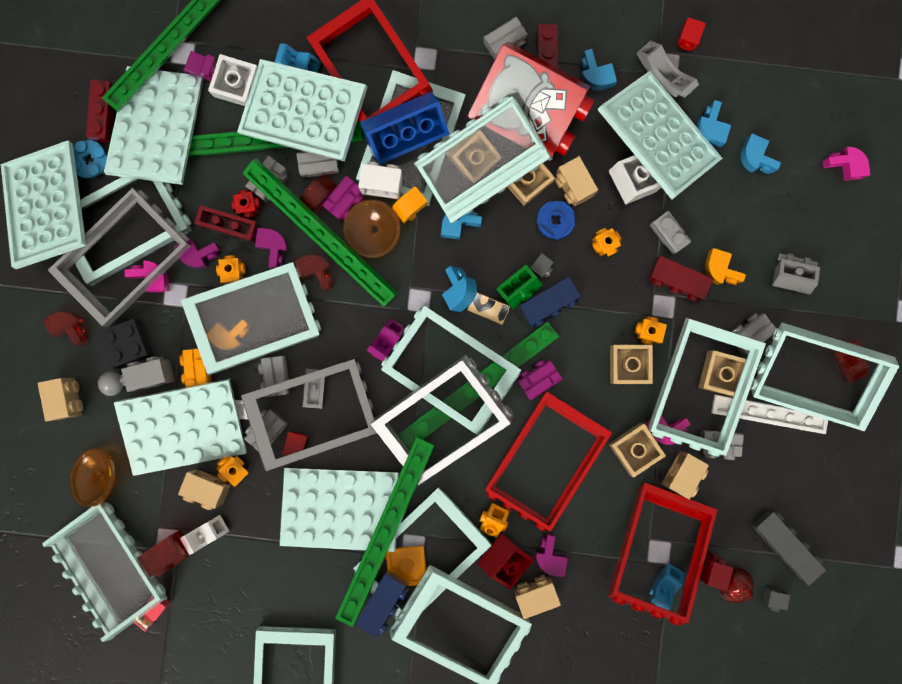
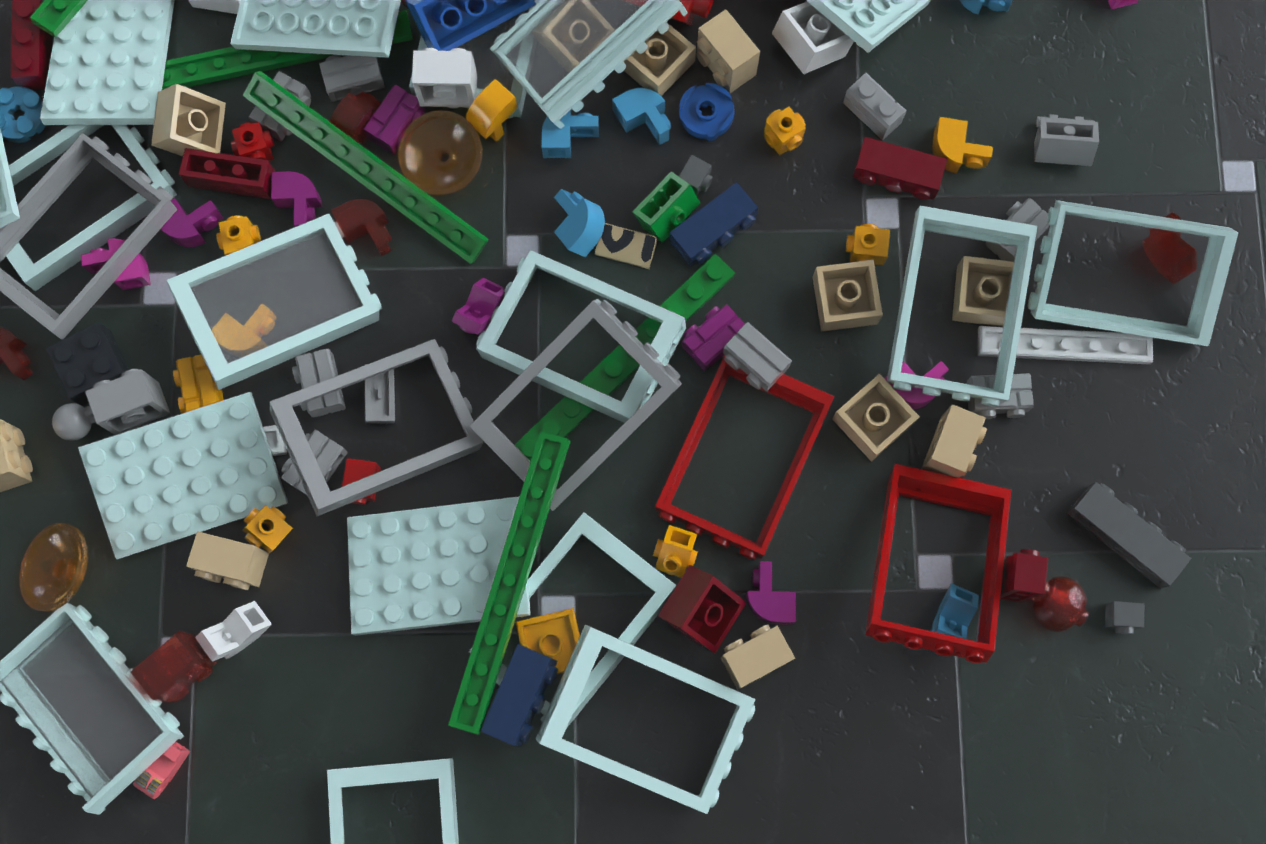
camera: 10 degrees left, 10 degrees down
(204, 186) = (187, 121): none -> tan brick
(512, 211) = (642, 107): none -> dark azure brick
(565, 402) = (756, 357): none -> light grey brick

